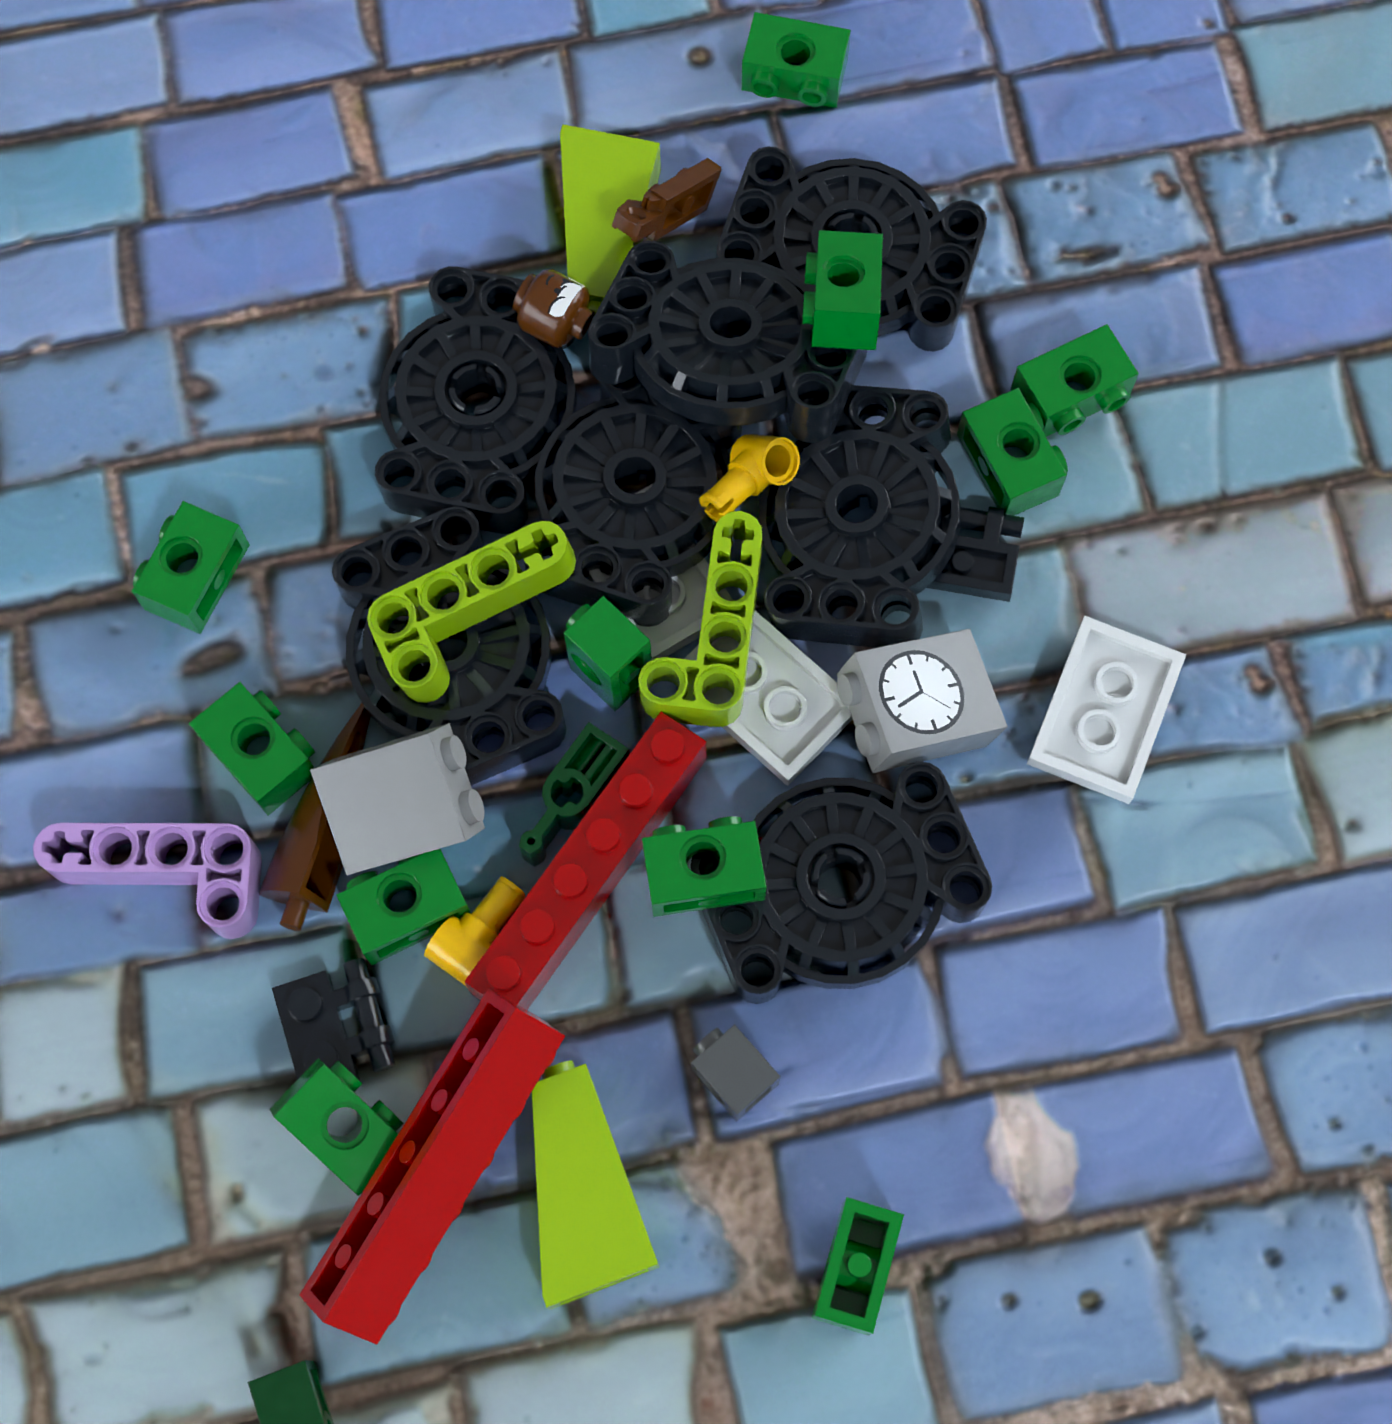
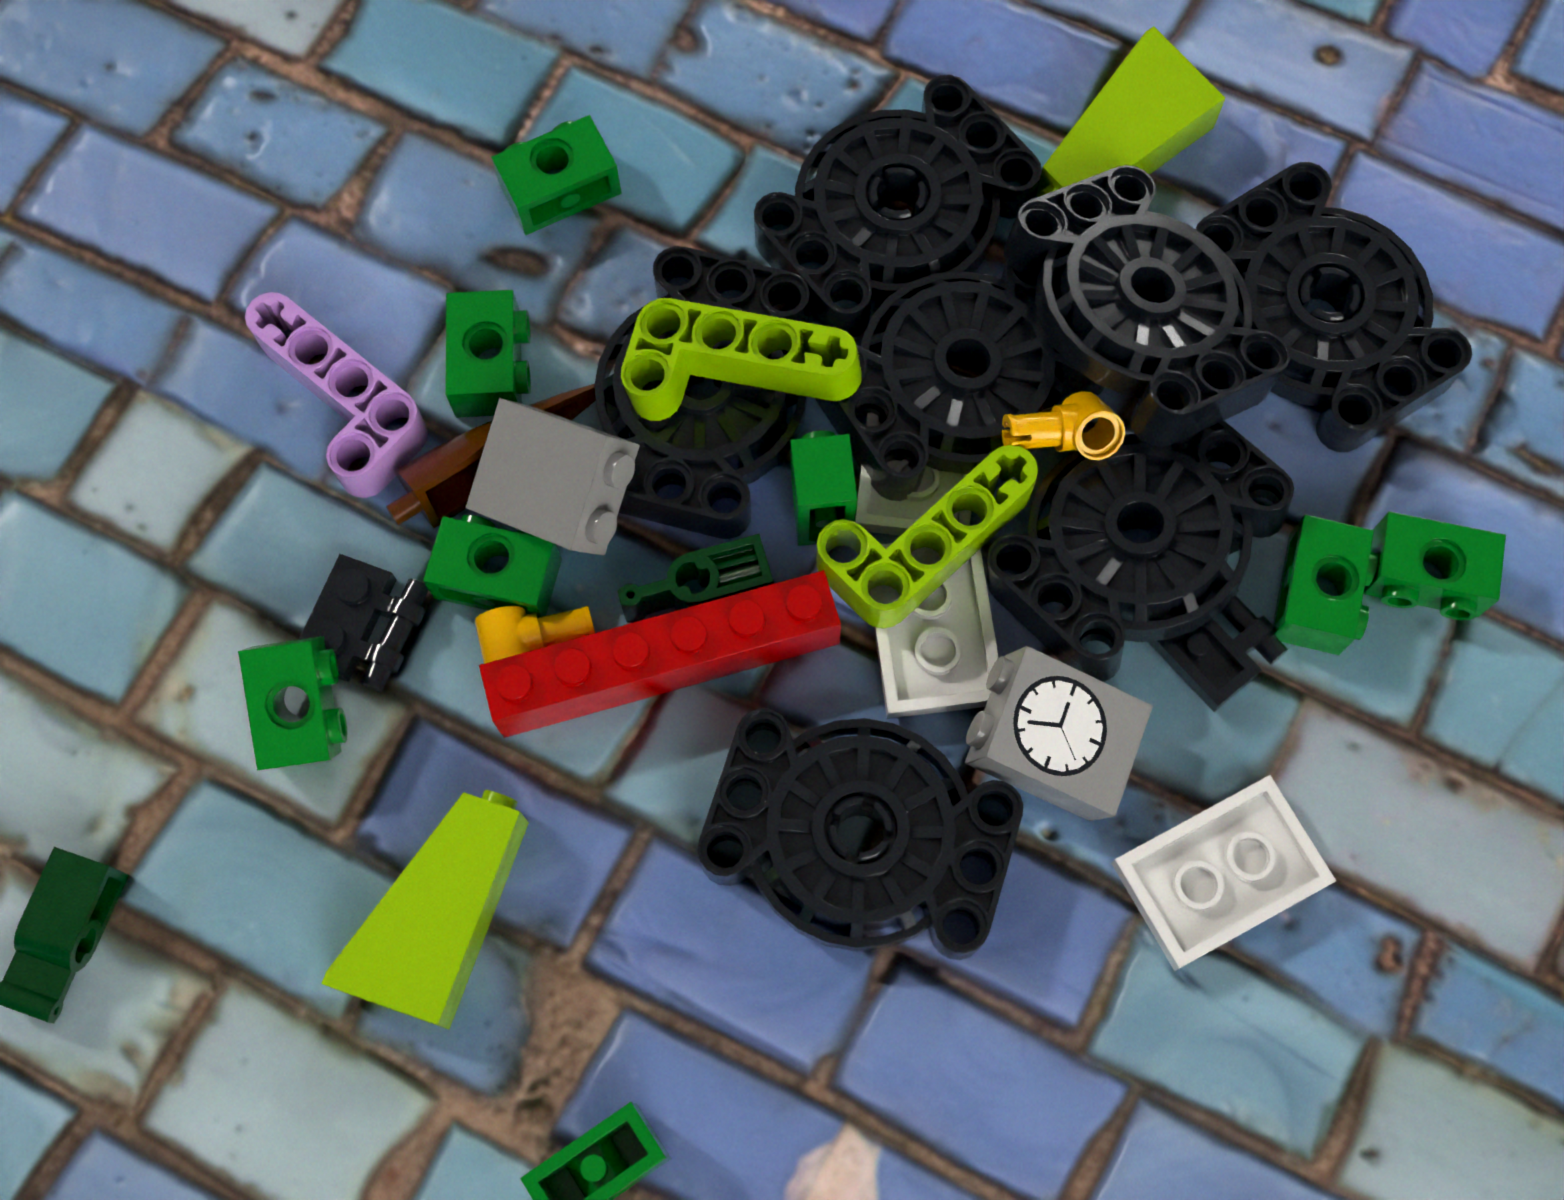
camera: 40 degrees right, 0 degrees up
(431, 1168) = (329, 794): red brick -> none
(553, 307) = (1012, 166): reddish brown head -> none
(669, 203) = (1190, 153): reddish brown hinge -> none
(680, 890) = (762, 757): green brick -> none
(733, 1071) = (638, 918): dark grey brick -> none
(780, 41) = (1409, 112): green brick -> none
(846, 290) = (1276, 326): green brick -> none

